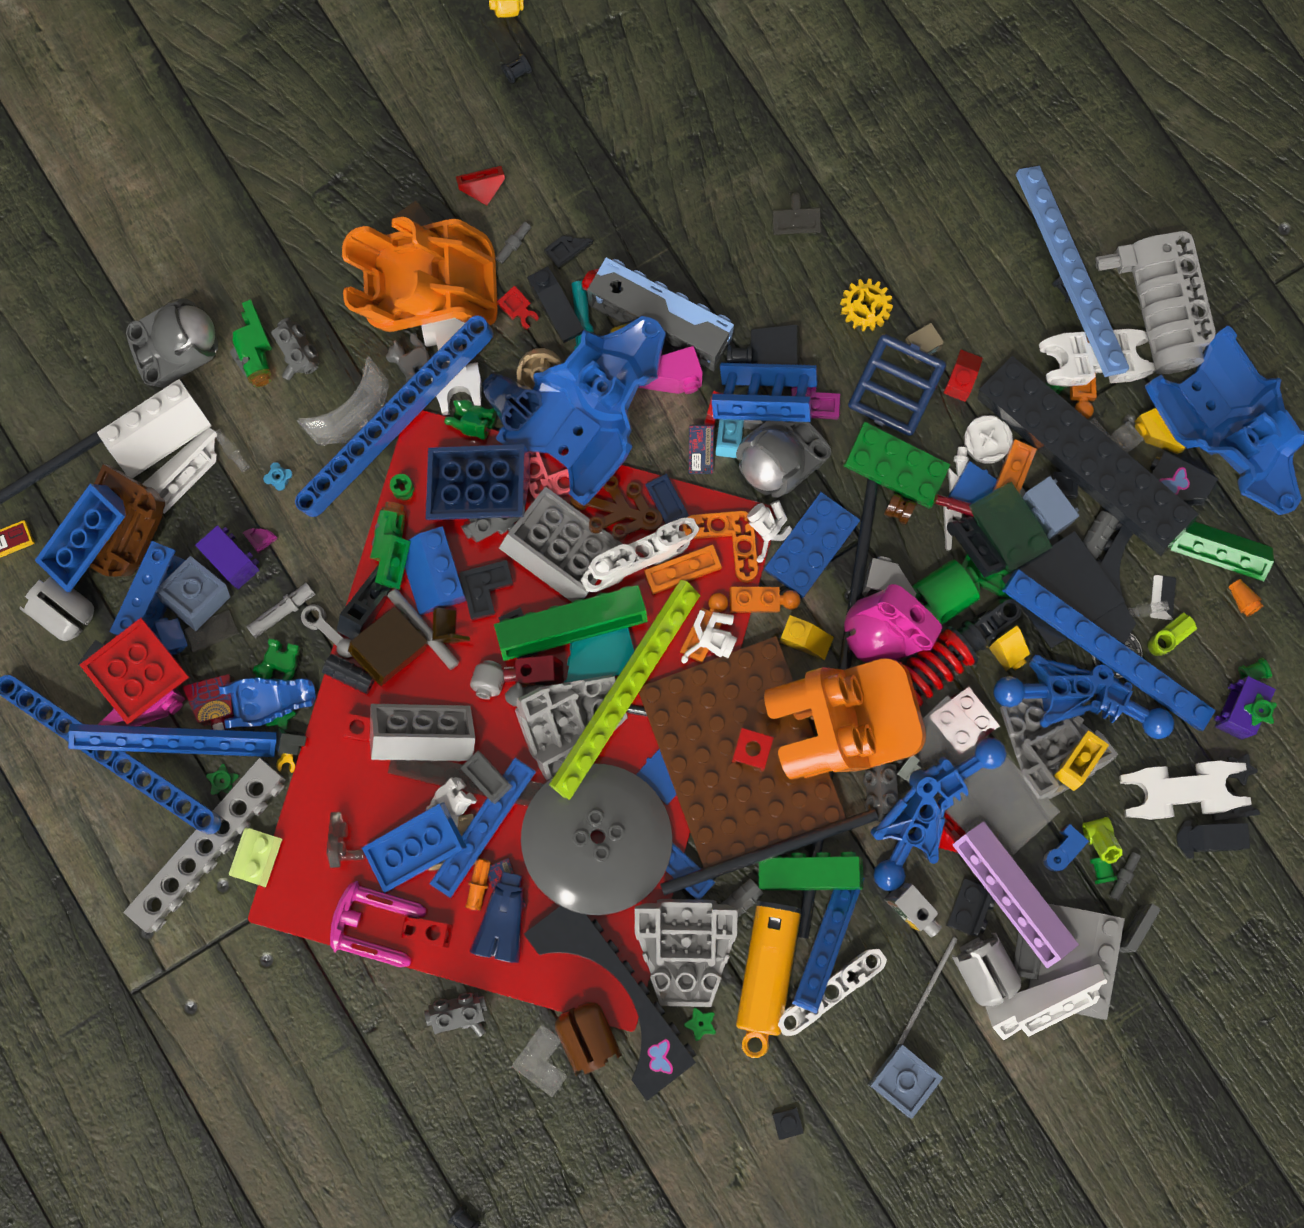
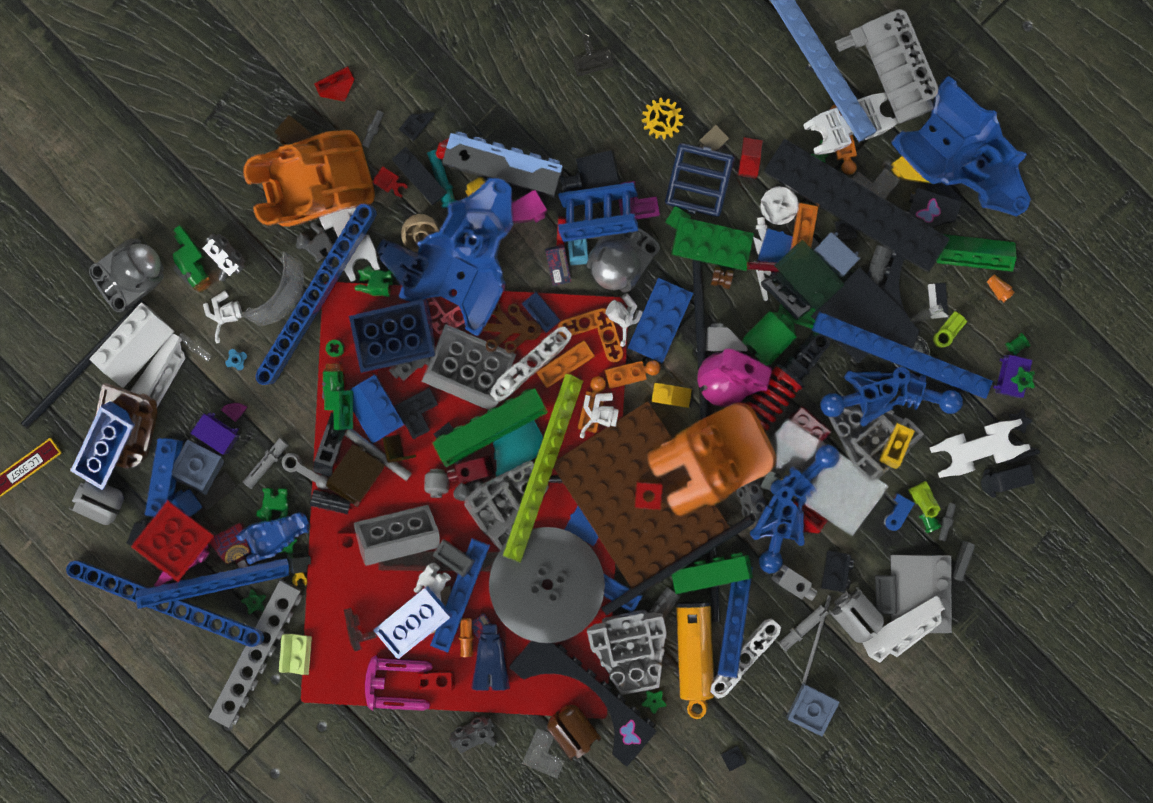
camera: 15 degrees left, 10 degrees up
(279, 419) = (228, 313): none -> white piece
(853, 426) = (673, 218): none -> green plate
(913, 971) = (806, 625): none -> light grey pin
(1010, 649) = (828, 370): yellow slope -> none
(1015, 895) = (866, 556): lavender brick -> none

